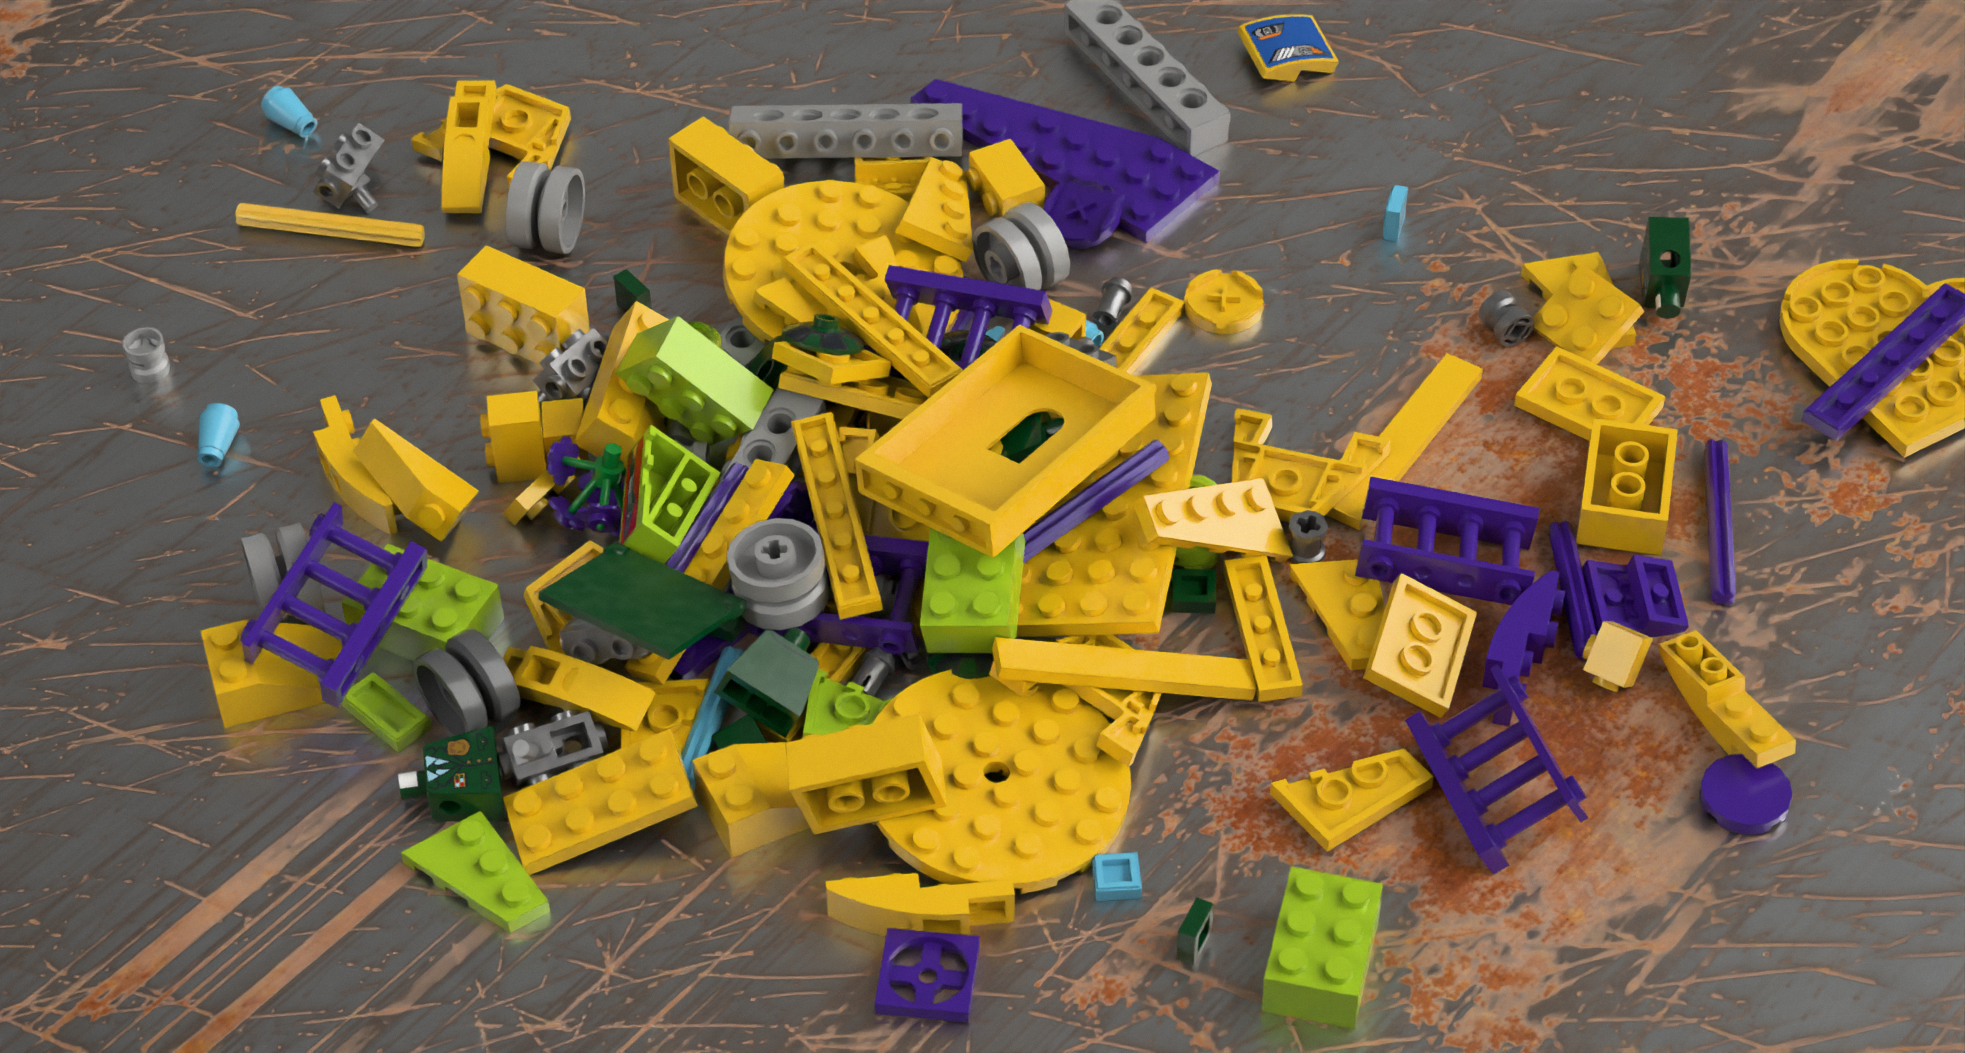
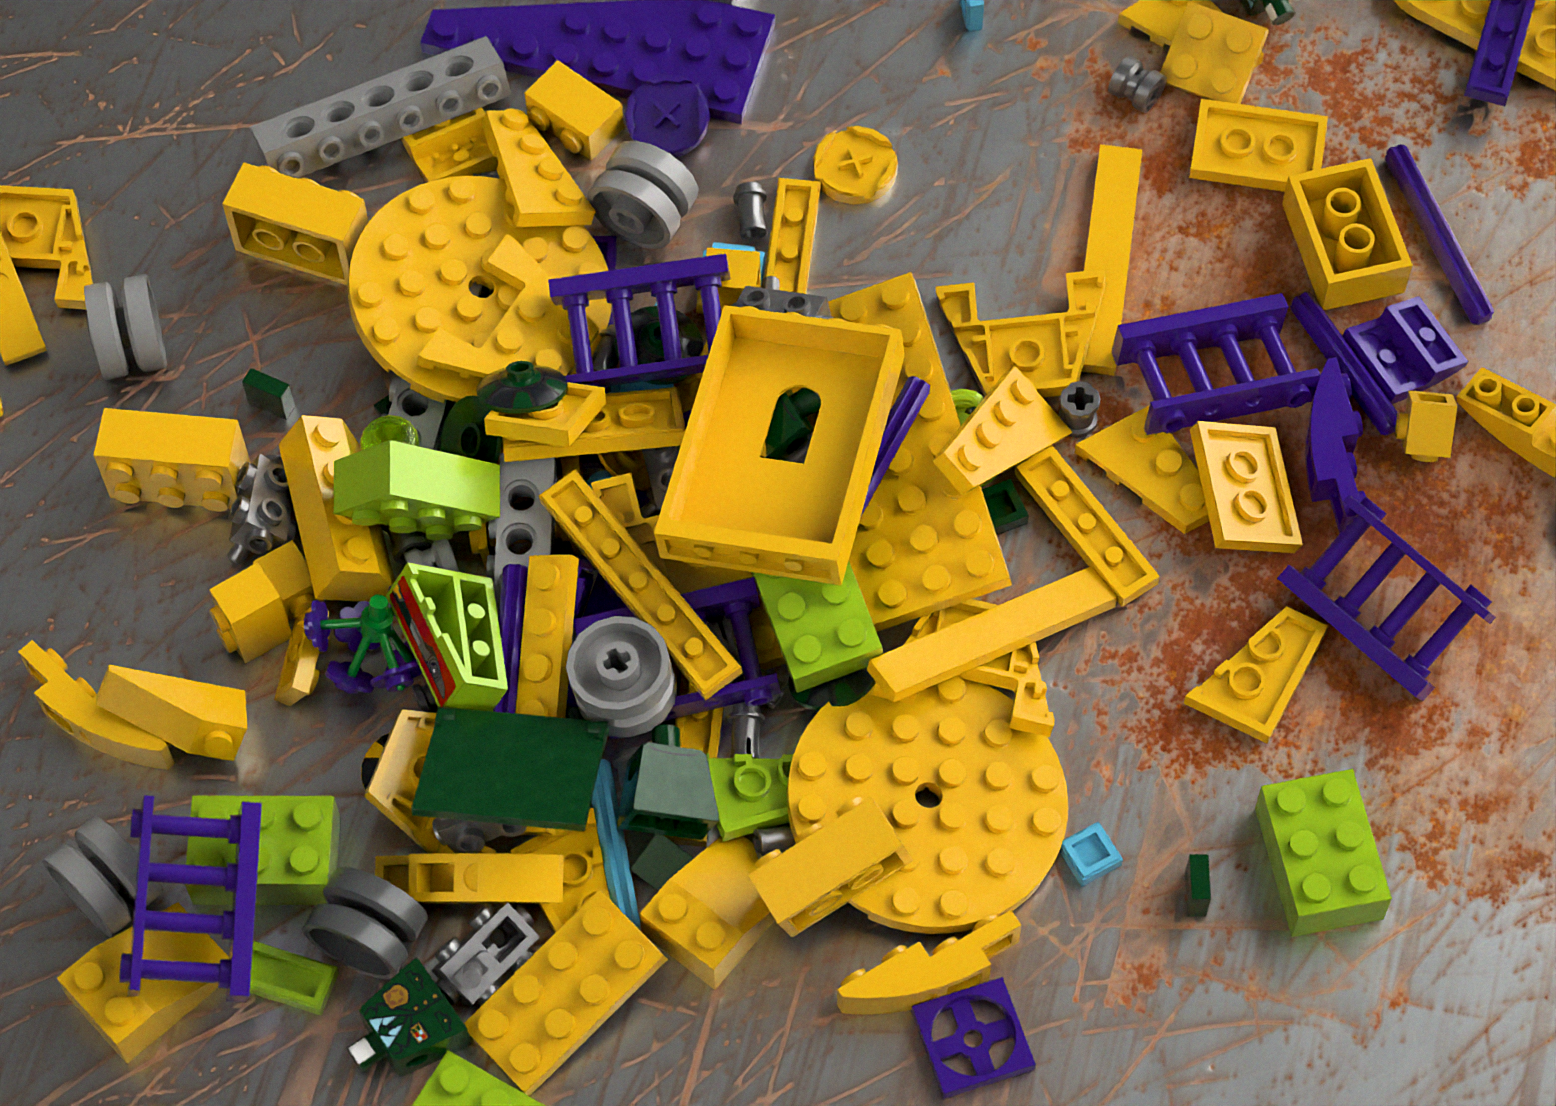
camera: 25 degrees left, 15 degrees up
(871, 318) = (557, 345): yellow tile -> none

